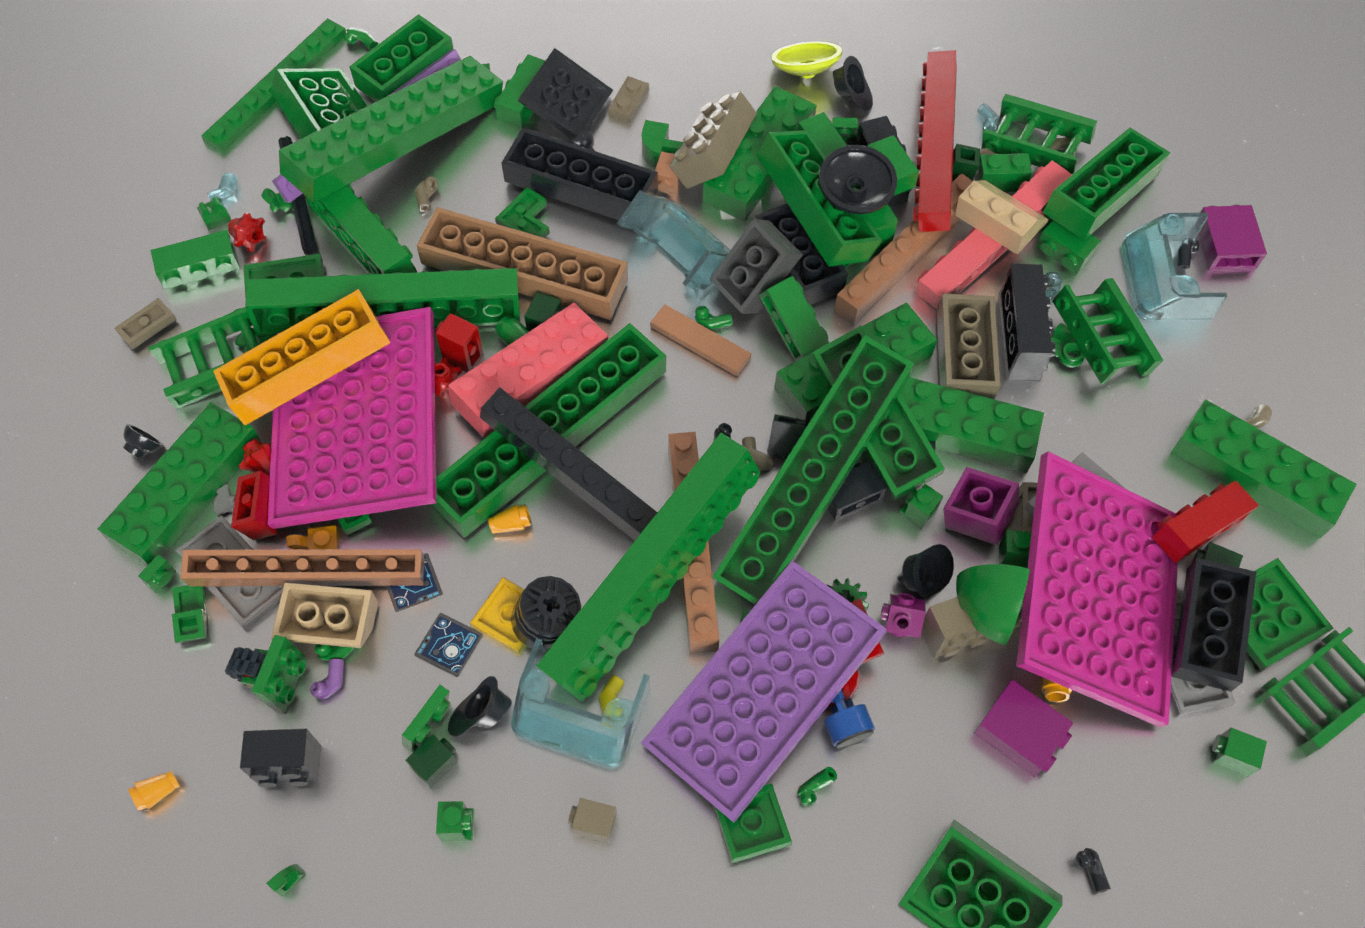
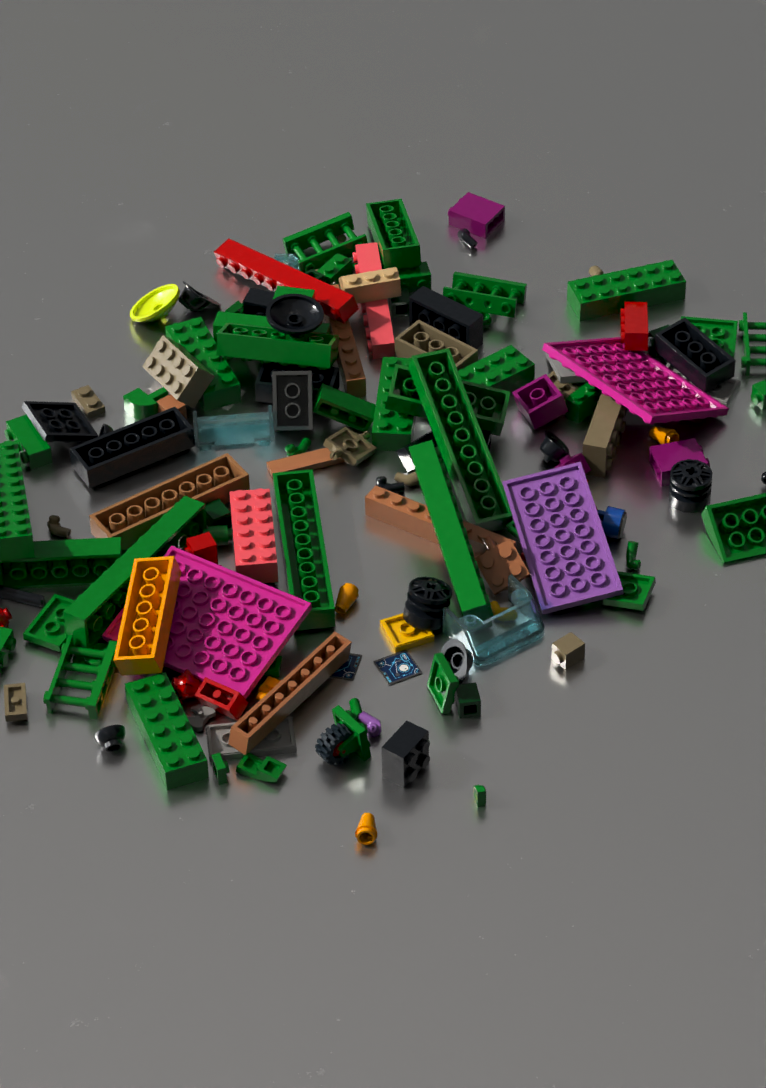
camera: 50 degrees left, 20 degrees down
(325, 615) = (335, 689): tan slope -> none
(454, 821) = (513, 699): green brick -> none
(521, 214) = (124, 487): green plate -> none
(567, 463) = (353, 541): black brick -> none
(670, 652) = (499, 563): none -> nougat plate
(745, 364) = (350, 446): none -> dark tan plate
(921, 505) = (514, 428): green brick -> none
(985, 790) = (690, 486): none -> black wheel
(992, 598) = (605, 410): green brick -> none
(1028, 255) = (400, 305): none -> dark green brick
(1152, 276) = (468, 255): clear light blue windscreen -> none

